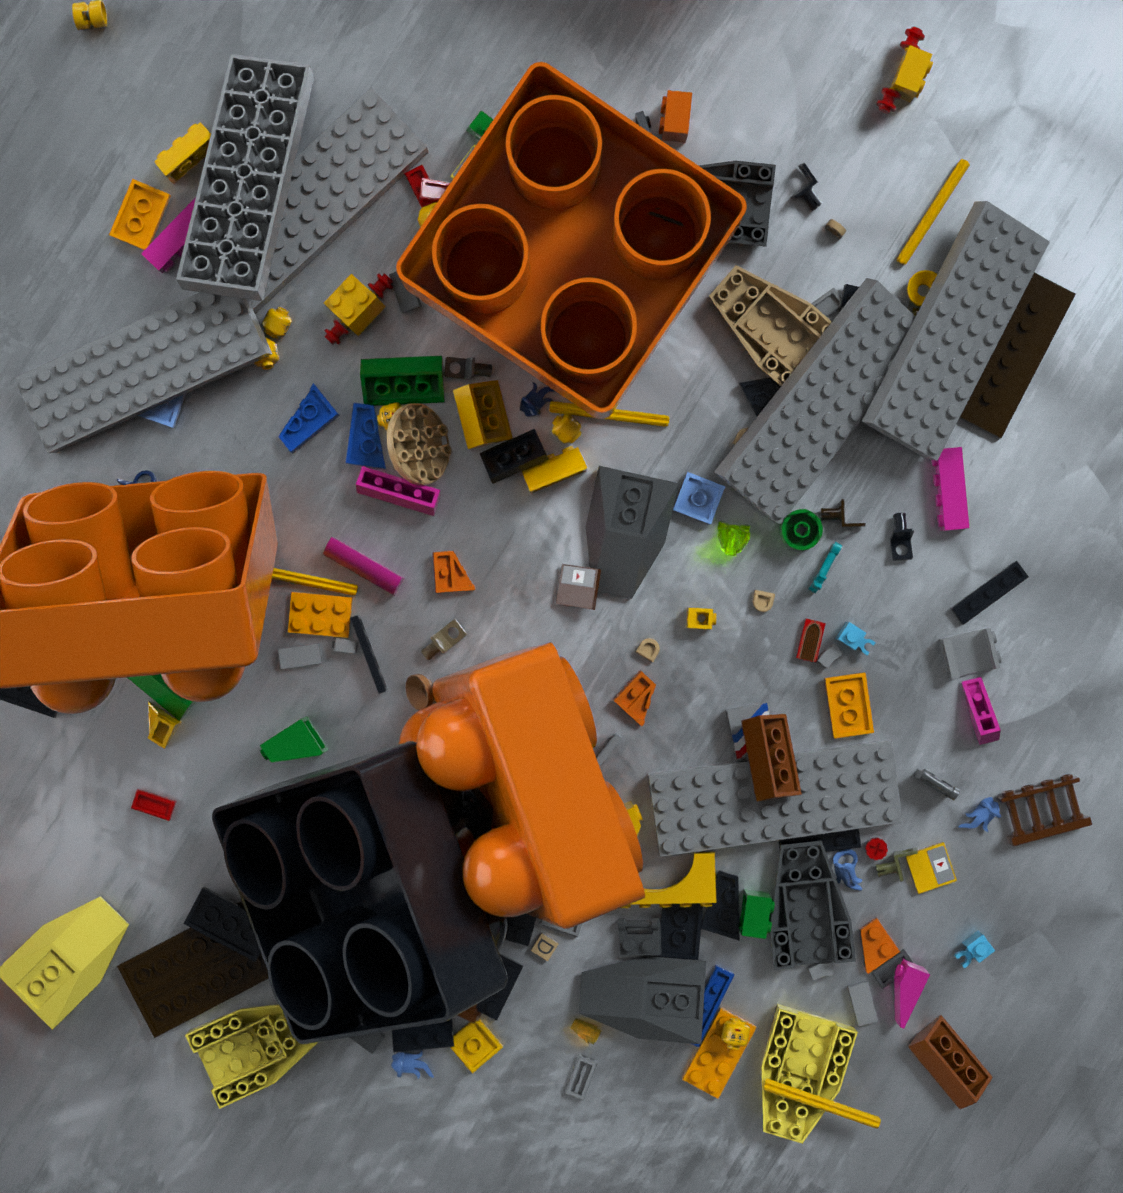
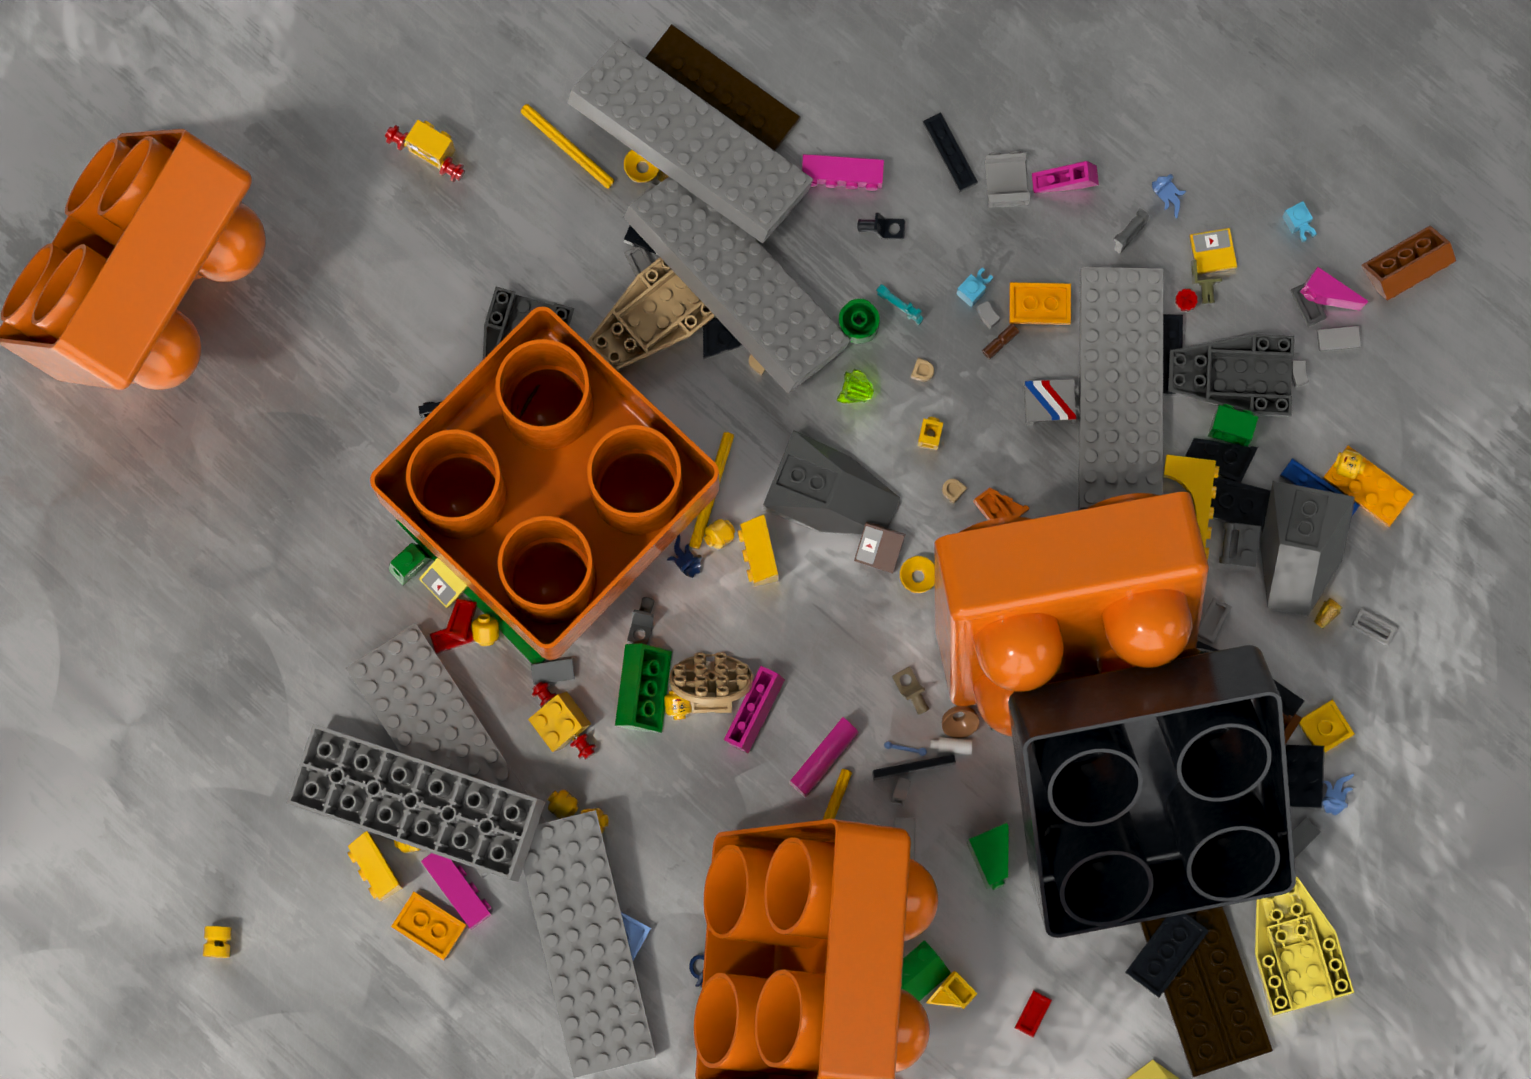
camera: 80 degrees left, 10 degrees down
(310, 418) = (666, 789): blue wing -> none
(320, 614) = (867, 801): light orange plate -> none
(364, 439) = (695, 737): blue wing -> none
(387, 660) = (922, 751): none -> medium blue hinge
(397, 689) = (952, 745): none -> white cylinder
(449, 573) = (845, 674): orange wing -> none
(476, 812) = (1090, 660): black plate -> none
(482, 414) = (691, 614): yellow slope -> none
(513, 456) = (738, 589): black plate -> none
(544, 946) = (1236, 639): tan tile -> none
(563, 618) = (922, 564): none -> yellow piece
(676, 118) = (430, 375): orange brick -> none
(699, 498) = (810, 415): light blue plate -> none
(771, 757) = (1079, 383): dark orange slope -> none
(802, 670) = (1002, 339): none -> reddish brown piece
(806, 1055) = (1397, 406): light yellow wedge -> none
(807, 192) = (524, 262): black bracket -> none
(810, 640) = (969, 330): tile -> none
(821, 1103) = (1430, 390): yellow axle -> none
(835, 228) = (566, 241): tan tile -> none
(839, 514) = (849, 283): dark brown bracket -> none
(847, 870) = (1203, 331): medium blue piece -> none
(876, 945) = (1282, 316): orange wing -> none
(1058, 824) = (1191, 141): reddish brown fence -> none

